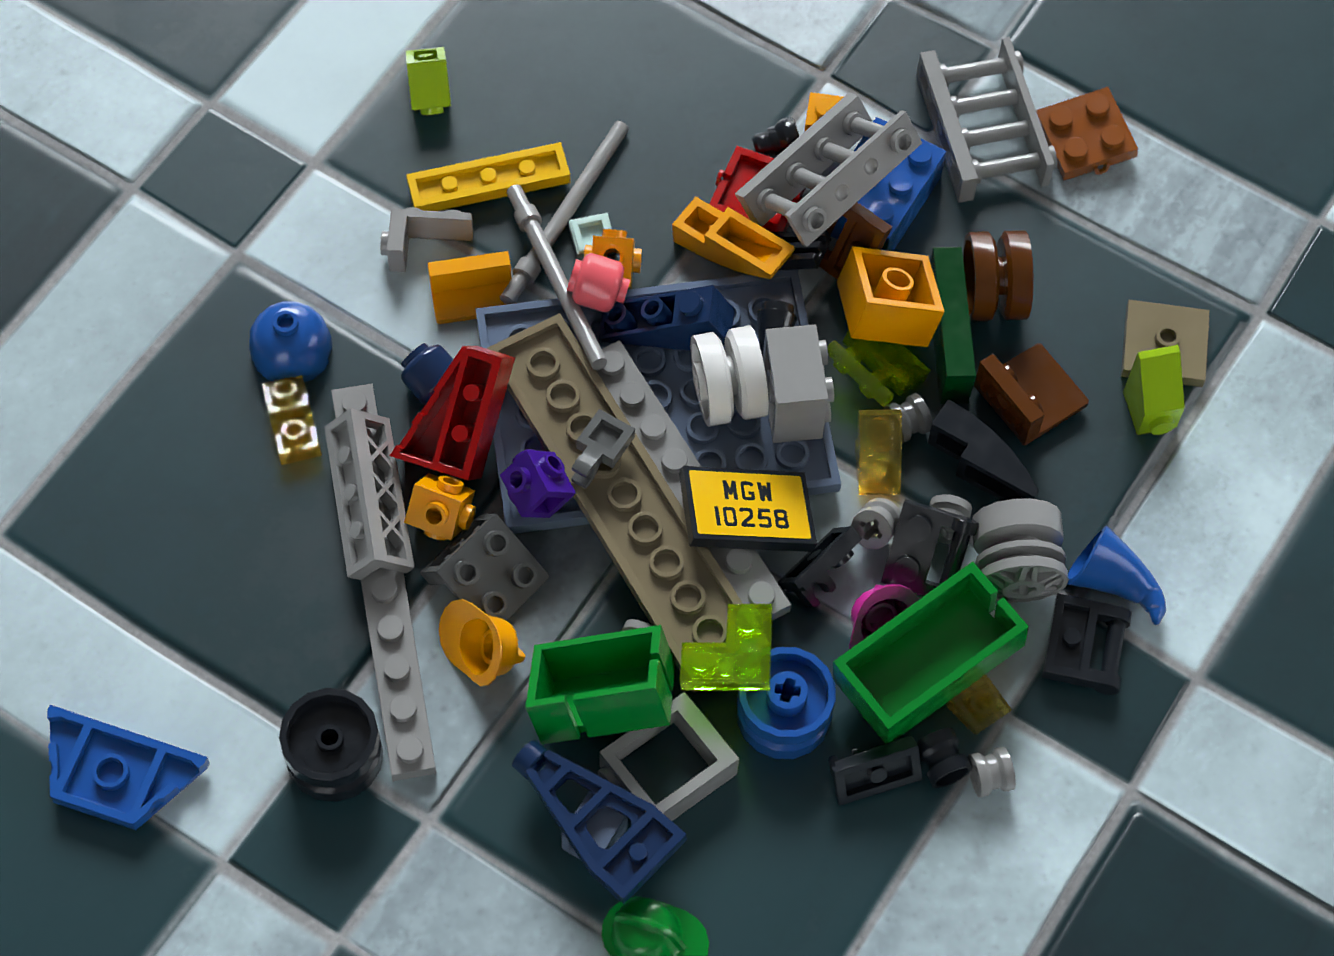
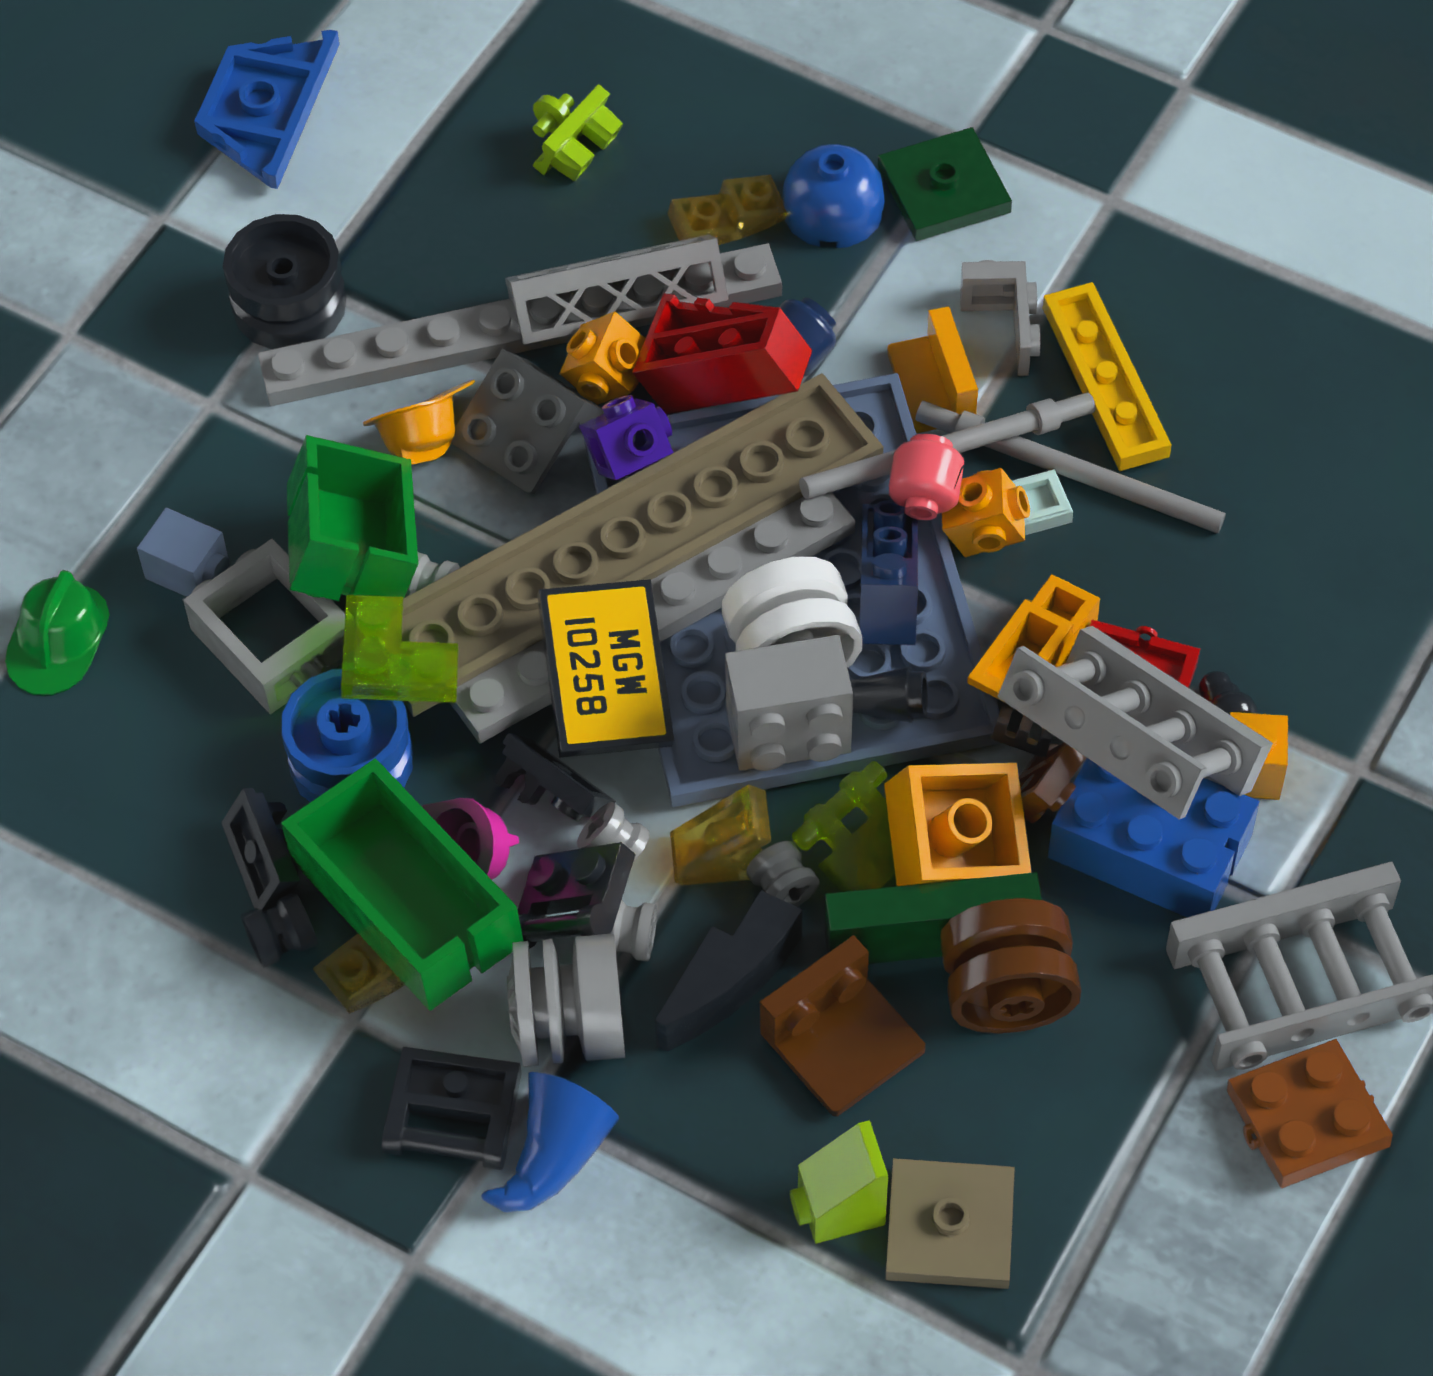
camera: 90 degrees right, 5 degrees down
(191, 526) = (561, 147): none -> lime hips
(285, 267) = (944, 184): none -> dark green plate
(428, 80) = (1251, 291): lime slope -> none
(601, 442) = (678, 495): dark grey plate -> none
(635, 854) = (142, 583): dark blue plate -> none
(992, 772) = (259, 987): light grey wheel -> none

